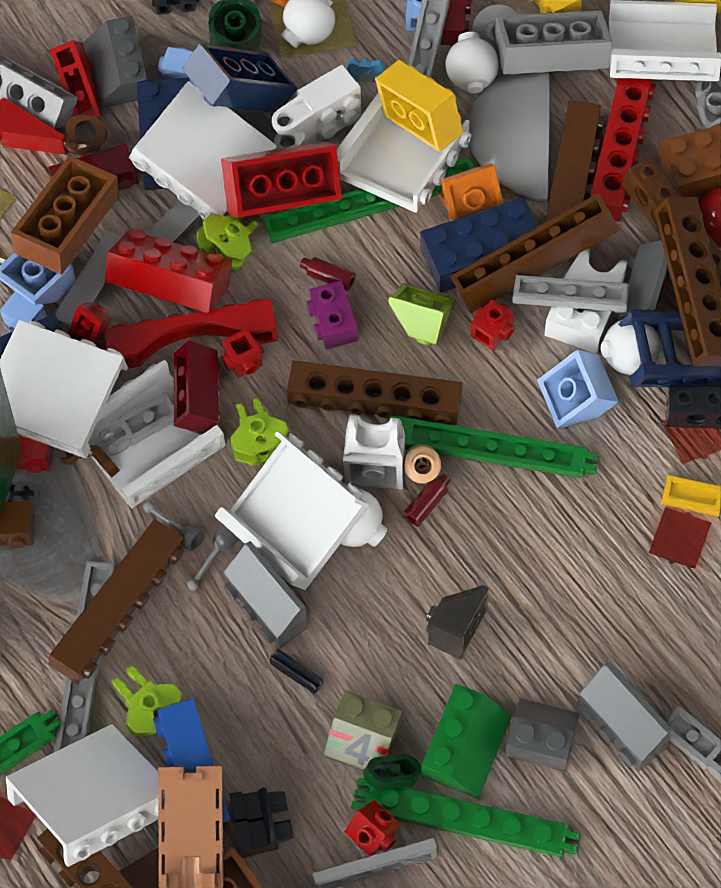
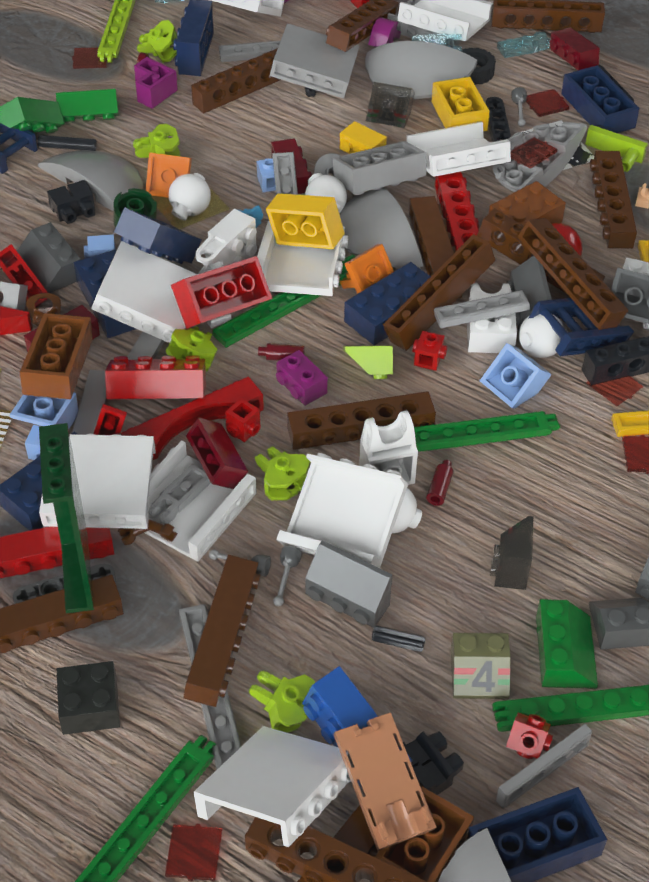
camera: 25 degrees left, 15 degrees down
(392, 771) = (521, 685): dark green plate -> none
(431, 466) = (429, 455): light nougat head -> none

